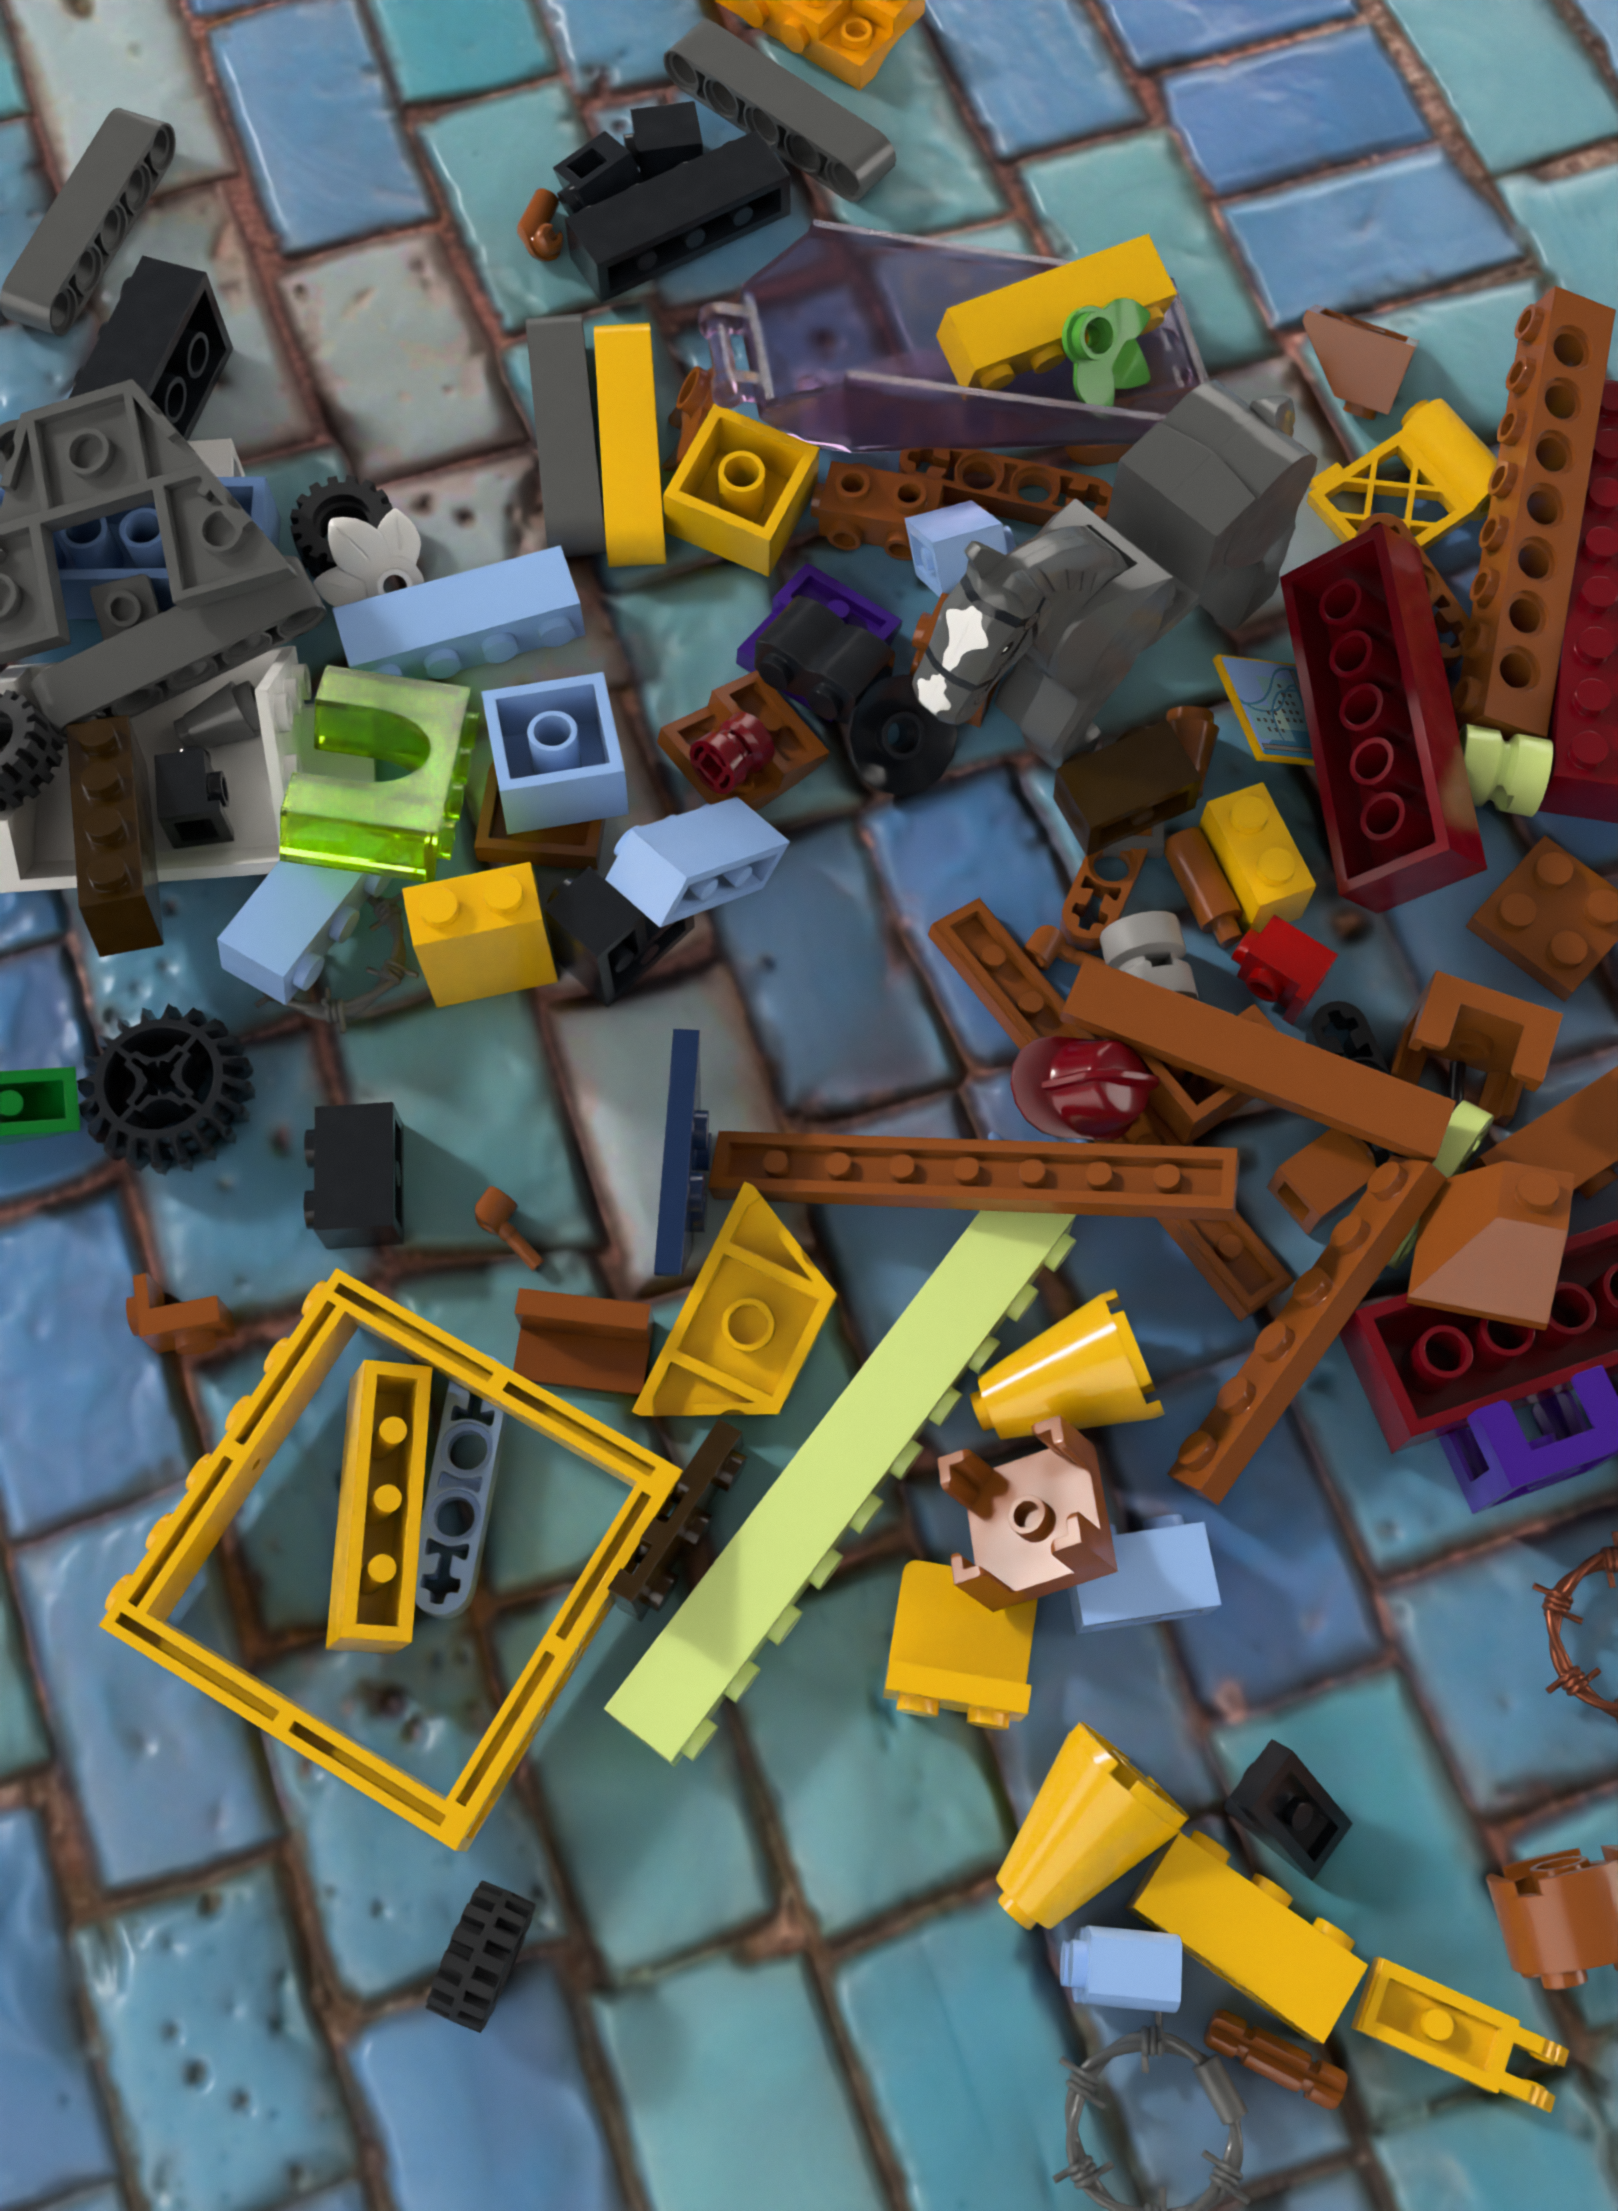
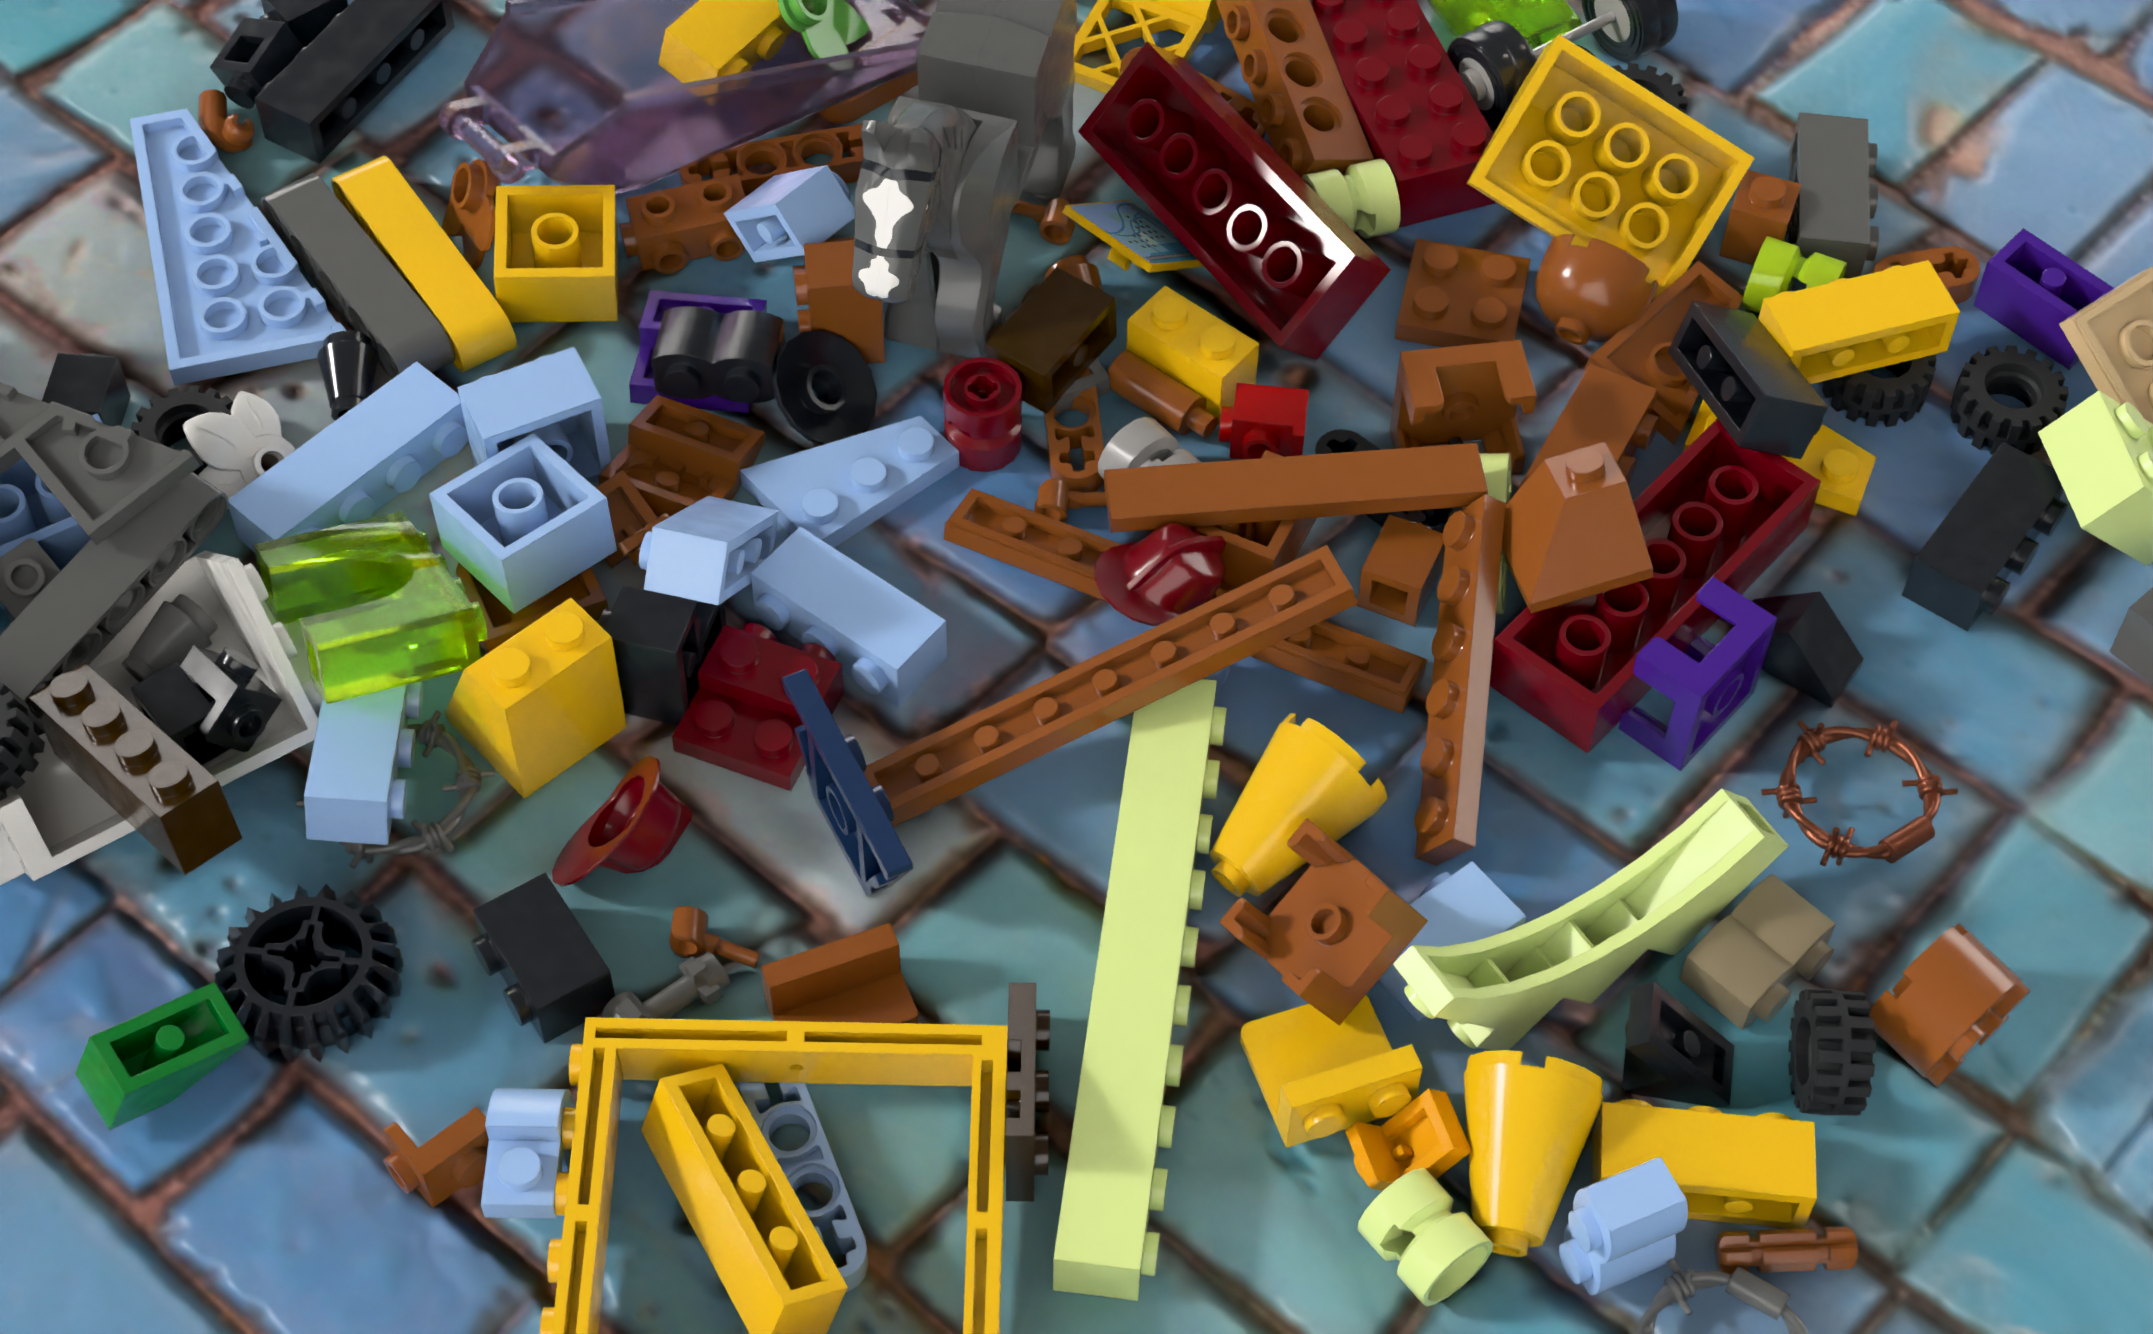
camera: 30 degrees left, 15 degrees down
(230, 1354) = (524, 1152): none -> light blue brick
(236, 799) = (241, 698): none -> black bracket
(285, 449) = (89, 385): none -> black brick
(402, 1274) = (701, 980): none -> dark grey bar
(459, 380) = (219, 268): none -> light blue wing
(491, 1089) = (629, 830): none -> dark red piece
(509, 524) = (347, 369): none -> black cone
(636, 648) = (543, 398): none -> light blue brick
(654, 781) = (629, 517): none -> dark orange bracket
(669, 992) = (741, 708): none -> dark red plate
(735, 750) = (682, 461): dark red wheel -> none
(742, 1322) = (978, 907): yellow wing -> none
(794, 975) = (861, 619): none -> light blue brick
(880, 837) = (852, 480): none -> light blue wing
(946, 1864) = (1416, 1226): none -> yellowish green wheel
(983, 1765) = (1416, 1137): none -> light orange bracket
(1026, 830) = (983, 413): none -> dark red wheel
(1208, 647) = (1054, 225): none -> dark orange hand
(1271, 1660) = (1658, 902): none -> yellowish green arch
(1429, 1752) = (1759, 952): none -> dark tan brick
(1431, 1900) = (1831, 1052): none -> black tyre
(1451, 2031) = (1914, 1152): yellow hinge -> none

